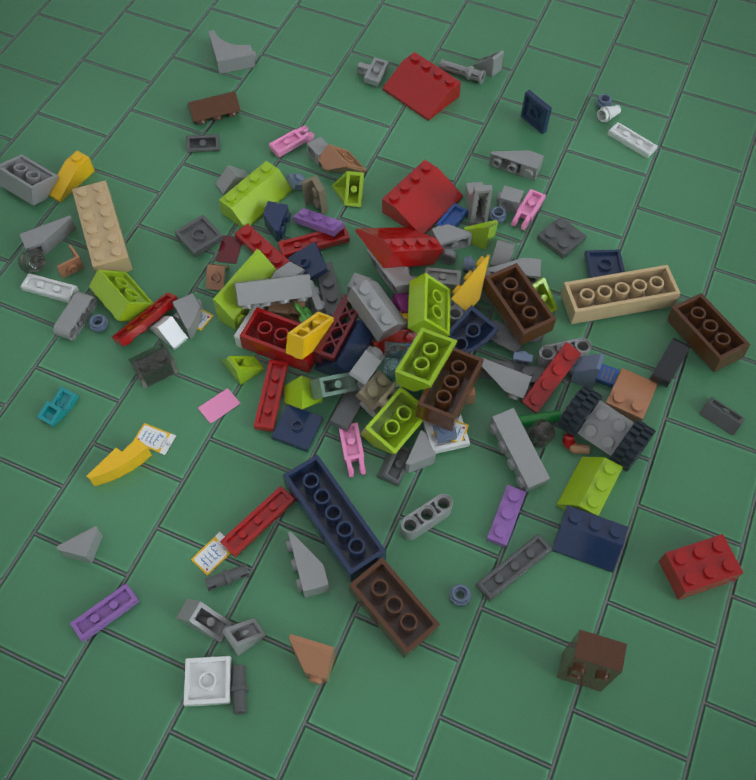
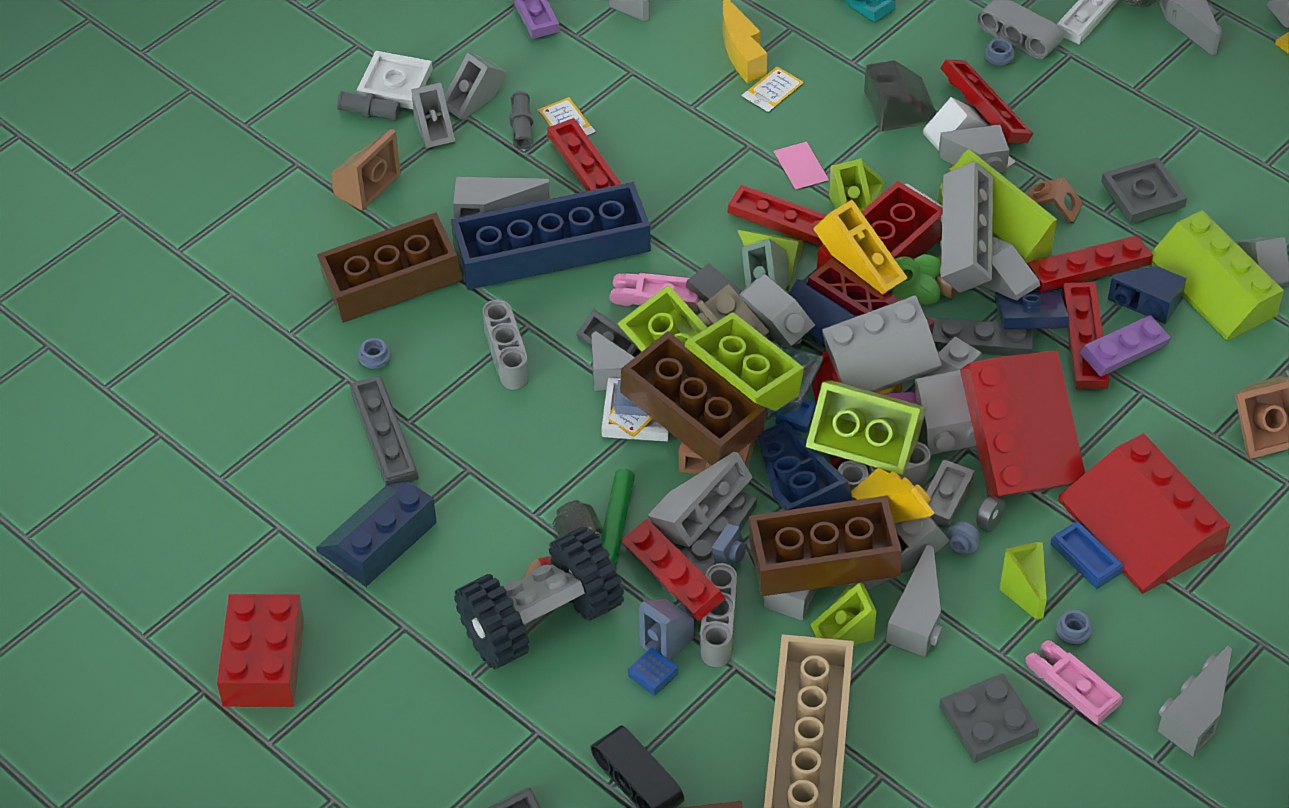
camera: 110 degrees right, 10 degrees down
(70, 266) = (1126, 38): nougat bracket -> none
(101, 228) = (1188, 73): tan brick -> none
(120, 294) = (1045, 80): lime slope -> none
(229, 250) = (1105, 228): dark red sticker -> none
(295, 181) = (1237, 342): sand blue plate -> none
(297, 428) = (717, 239): dark blue plate -> none
(314, 193) = (1184, 348): dark tan bracket -> none
(314, 301) = (955, 303): light grey plate -> none
(350, 188) = (1193, 416): lime slope -> none
(452, 237) = (1034, 518): light grey slope -> none
(478, 202) = (1104, 588): light grey arch -> none
(503, 252) = (980, 606): light grey slope -> none
(506, 516) = (465, 447): medium lavender plate -> none
(510, 199) = (1105, 652): light grey brick -> none
(519, 450) = (557, 479): light grey brick -> none
(590, 484) = (449, 554): lime slope -> none
(592, 660) = (191, 418): reddish brown brick -> none
(603, 262) = (892, 758): dark blue plate -> none
(631, 395) = (594, 680): nougat slope -> none

